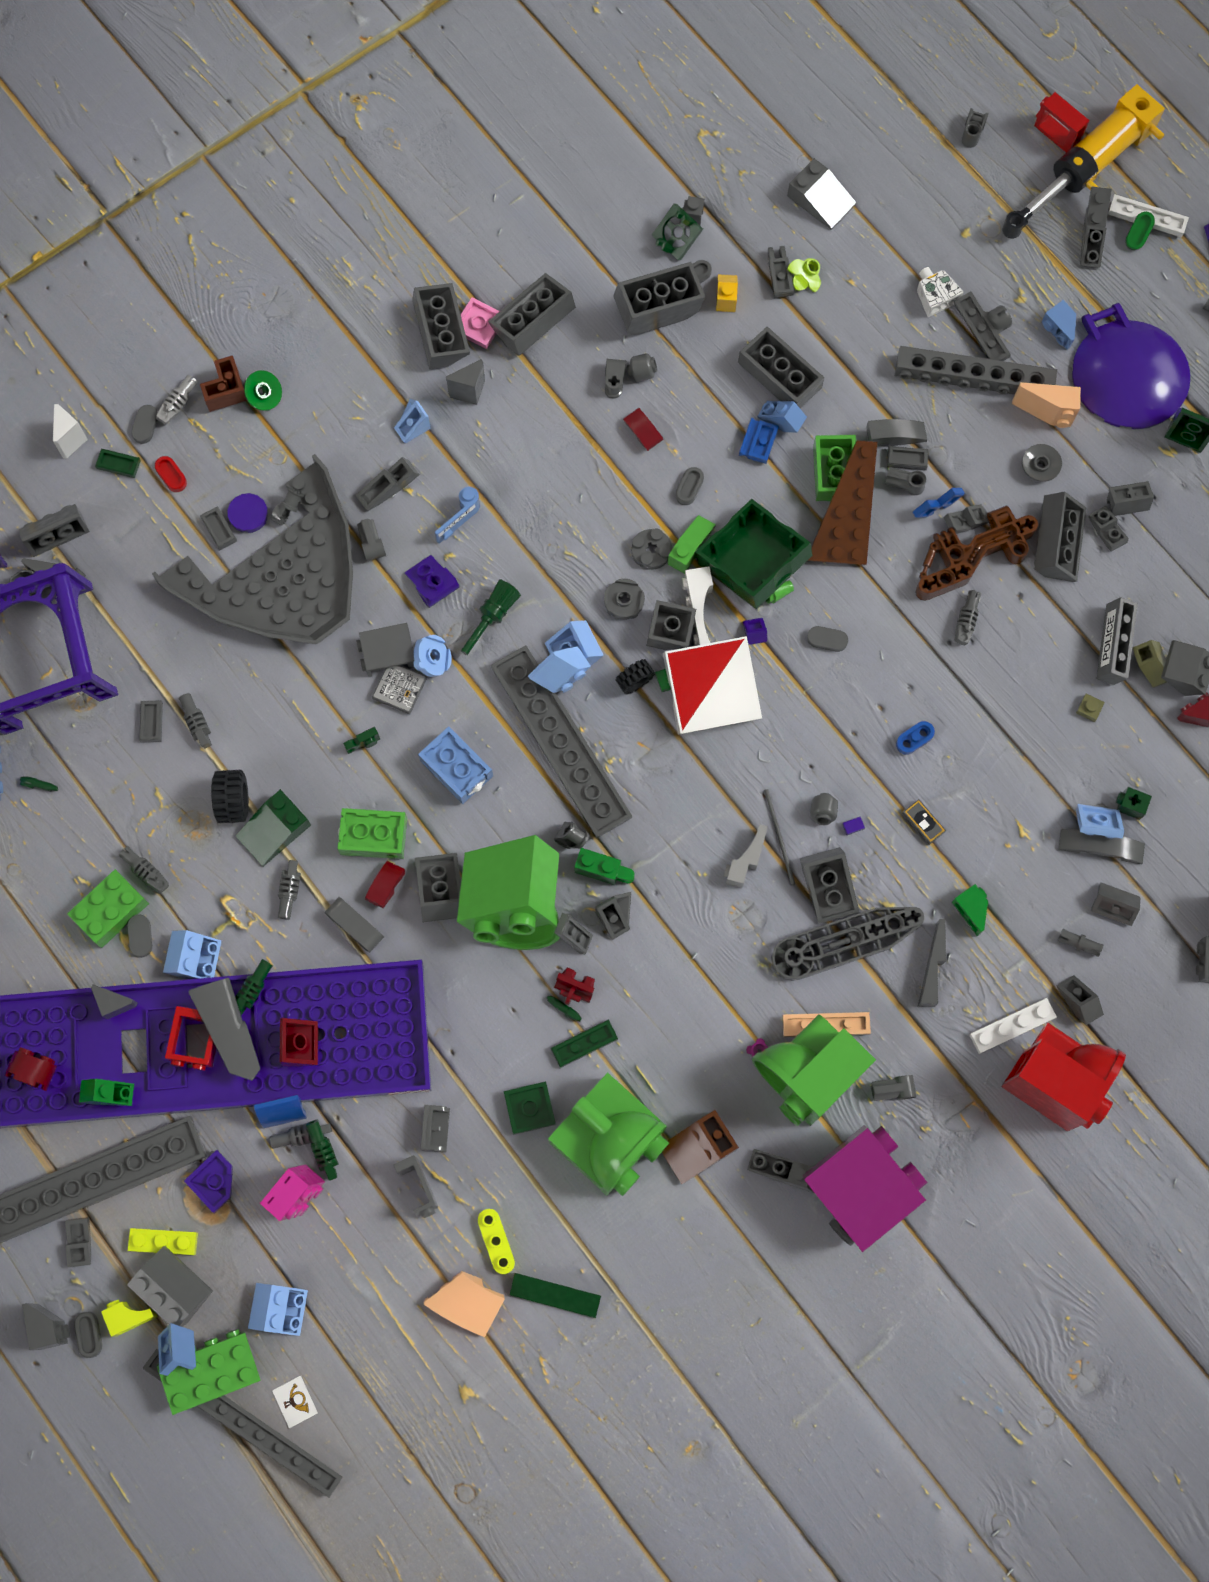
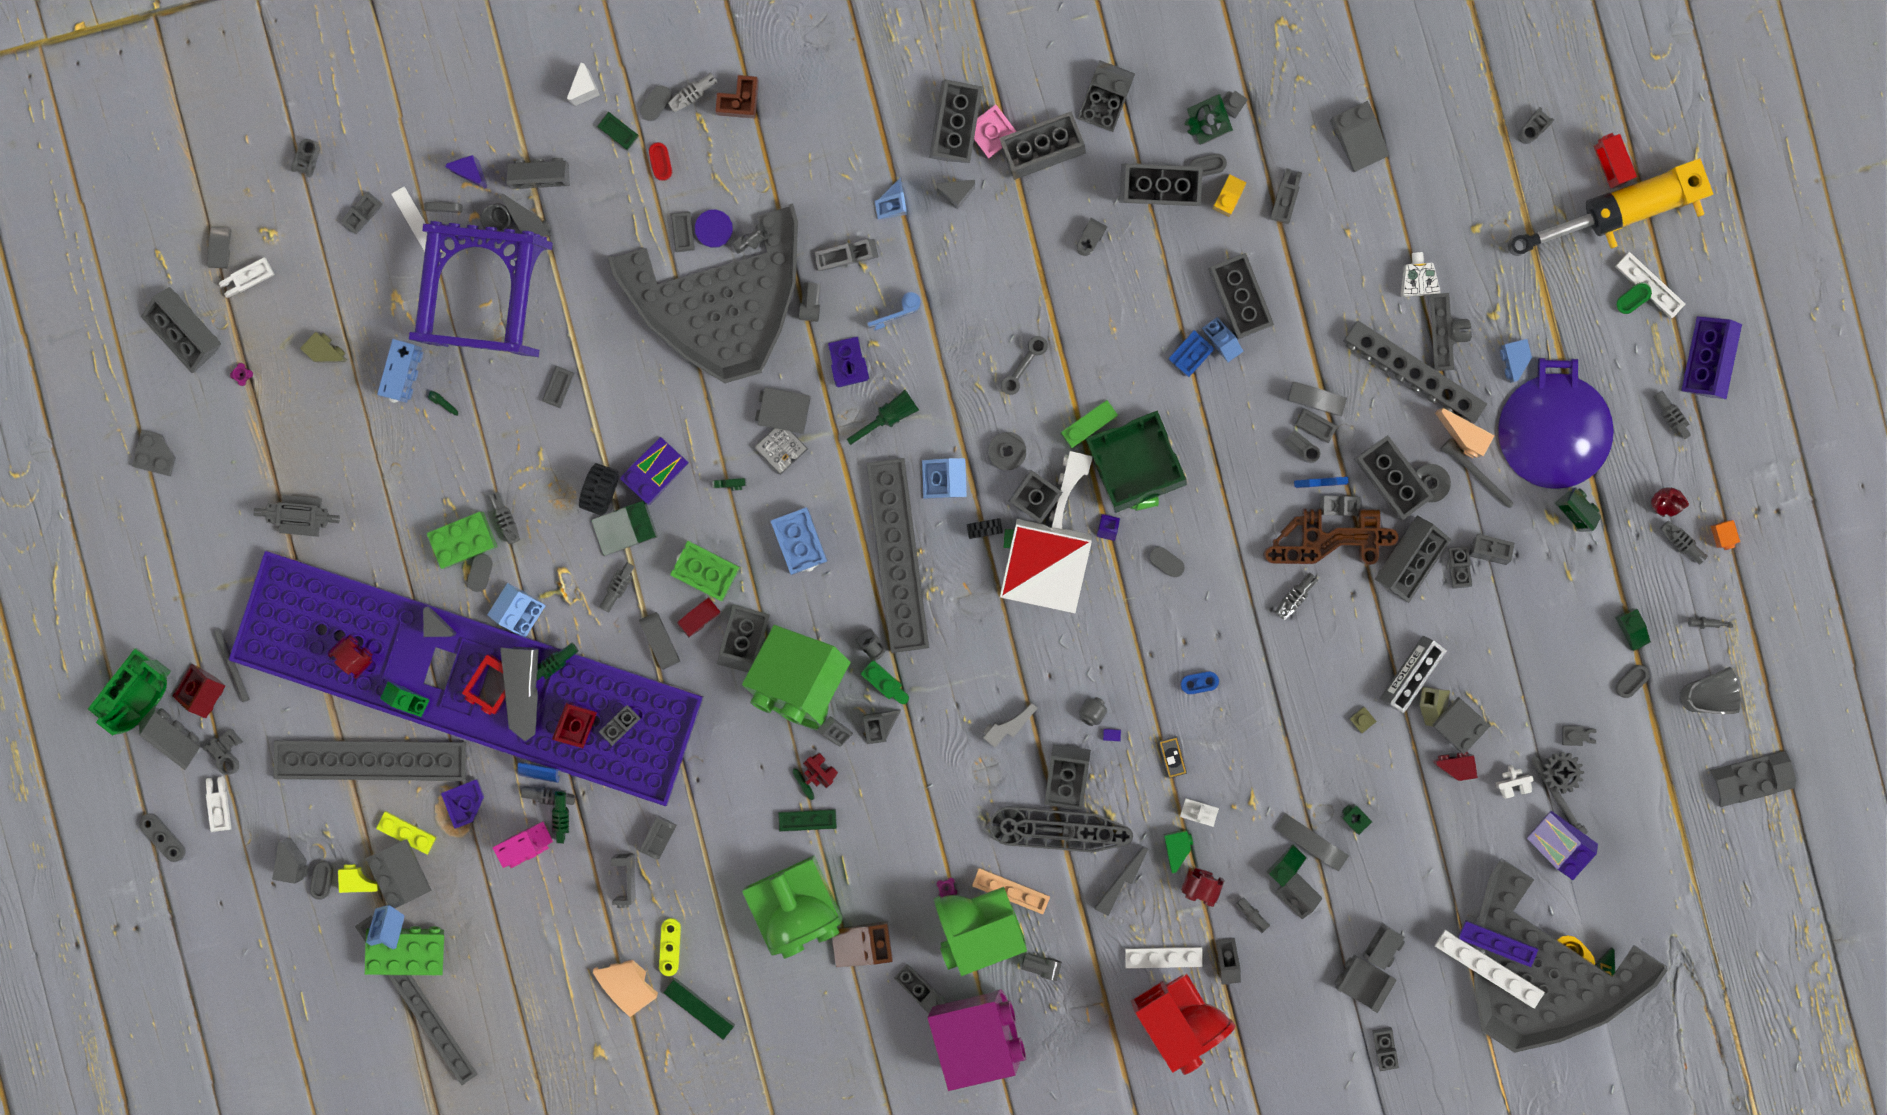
camera: 20 degrees right, 15 degrees up
(78, 1242) = (340, 804): dark grey slope -> none
(195, 721) = (596, 404): dark grey hinge -> none
(270, 386) = (779, 120): green dish -> none
(277, 1309) = (476, 926): light blue slope -> none
(280, 761) = (654, 471): none -> dark purple slope
(294, 1401) = (463, 1000): white sticker -> none
(346, 1024) = (619, 725): none -> dark grey slope
(423, 660) = (811, 430): light blue plate -> none
(529, 1108) = (740, 854): dark green plate -> none
(561, 670) = (923, 498): light blue slope -> none
(572, 251) = (1106, 95): none -> dark grey slope
(608, 494) = (1010, 385): none -> dark grey piece
(642, 367) = (1119, 239): dark grey head -> none
(643, 429) = (1093, 299): dark red slope -> none
(648, 559) = (1059, 422): dark grey plate -> none
(689, 486) = (1111, 369): dark grey tile -> none
(779, 837) = (1045, 717): dark grey piece -> none
(803, 276) = (1304, 209): lime plate -> none
(830, 460) = (1245, 411): bright green brick -> none
(847, 521) = (1232, 465): reddish brown wing -> none
(977, 861) = (1199, 812): none -> white hips
(1004, 470) = (1394, 477): none -> dark grey slope
(1017, 932) = (1202, 886): none -> dark red brick
(1043, 425) = (1451, 448): none -> dark grey piece
(1089, 880) = (1287, 865): none -> dark green slope
(1094, 227) = (1593, 278): dark grey slope -> none
(1099, 821) = (1318, 823): light blue plate -> none

